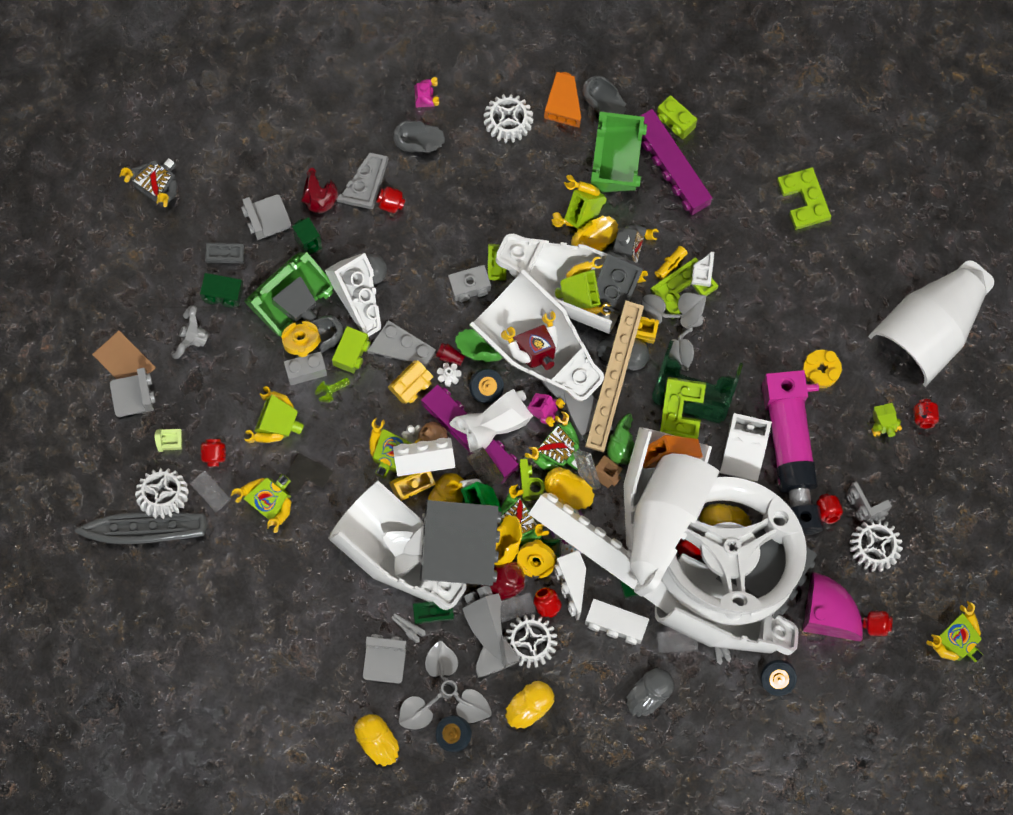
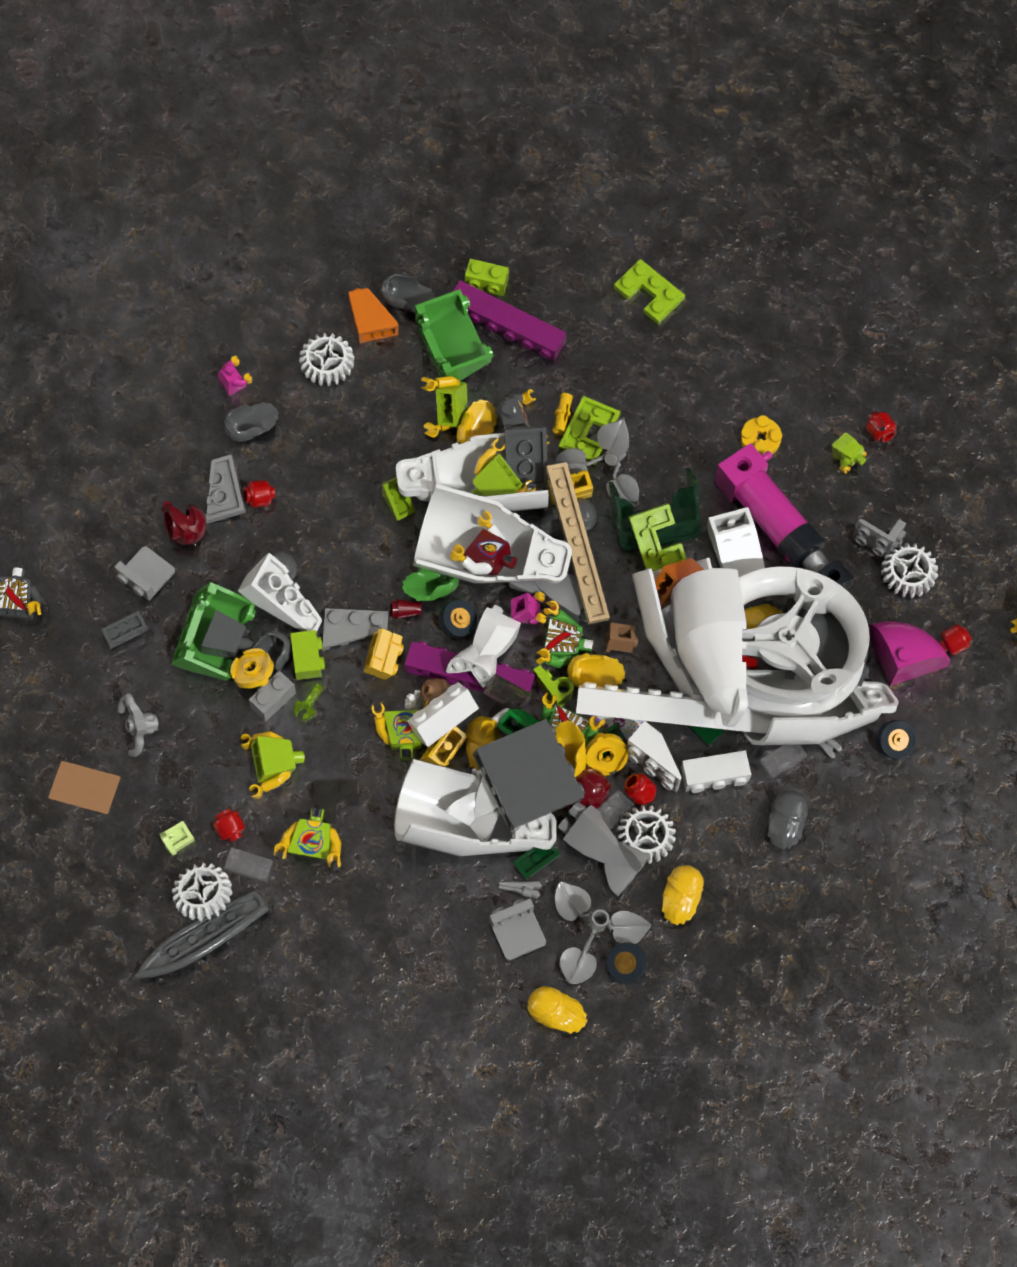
camera: 30 degrees left, 5 degrees down
(132, 394) = (114, 813): light grey bracket -> none
(221, 290) = (143, 666): dark green brick -> none
(307, 236) = (198, 568): dark green brick -> none
(448, 374) = (414, 628): white plant -> none
(469, 283) = (383, 532): light grey brick -> none
(586, 468) = (602, 643): clear plate -> none
(621, 443) = (619, 602): bright green hair -> none
(703, 271) = (598, 404): white tile -> none
(830, 508) = (848, 557): red head -> none
(938, 317) = (837, 333): white windscreen -> none

